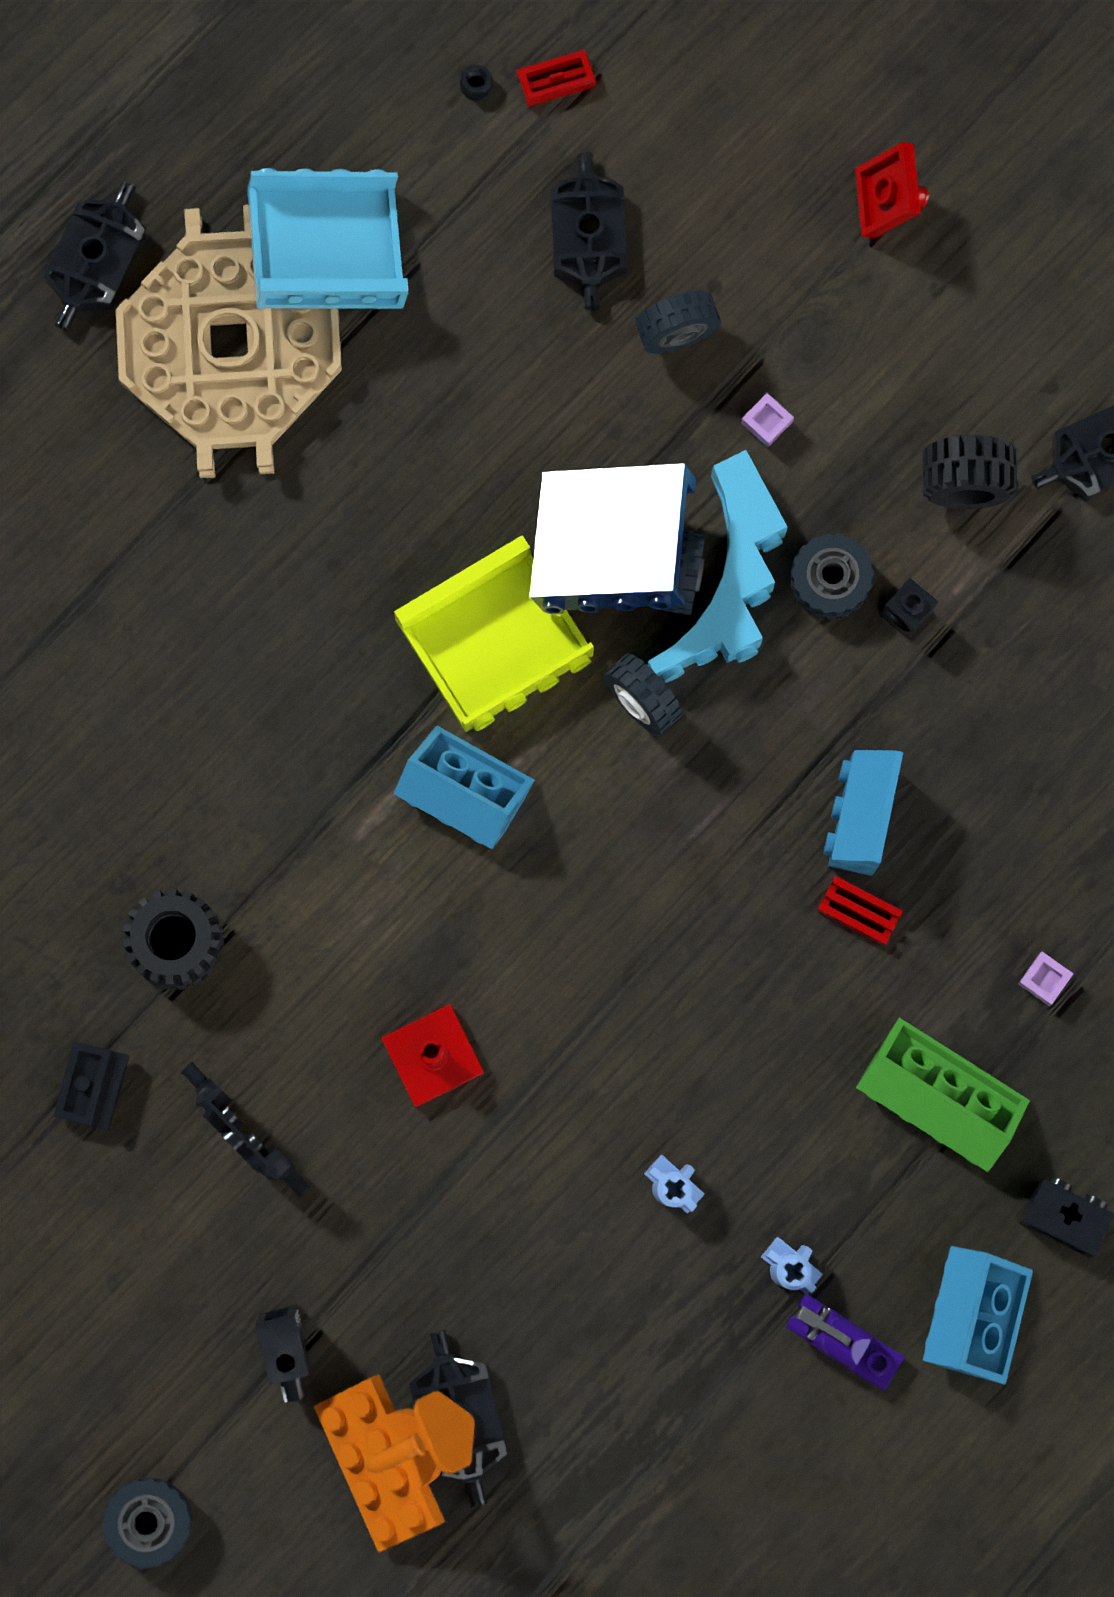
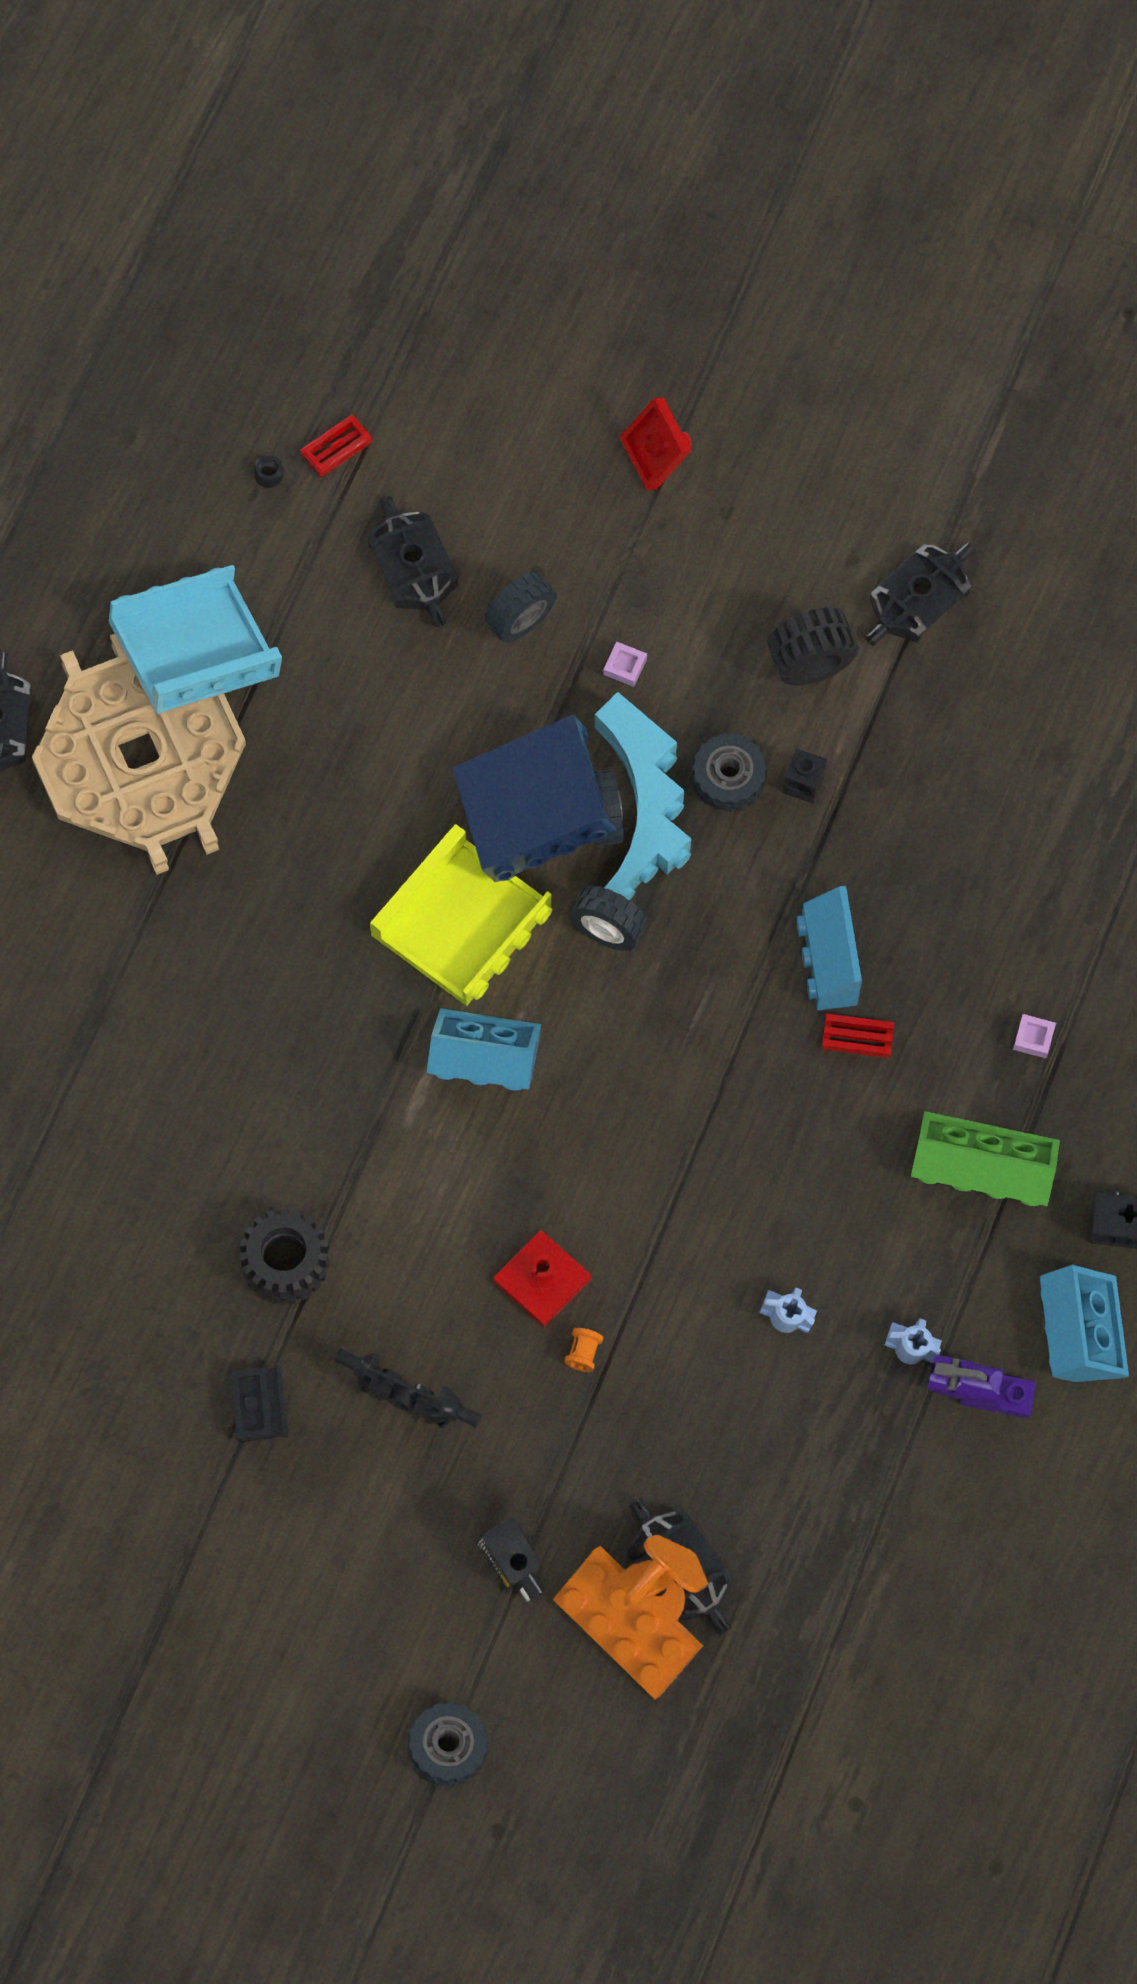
camera: 20 degrees left, 10 degrees down
(445, 1149) = (583, 1349): none -> orange bush

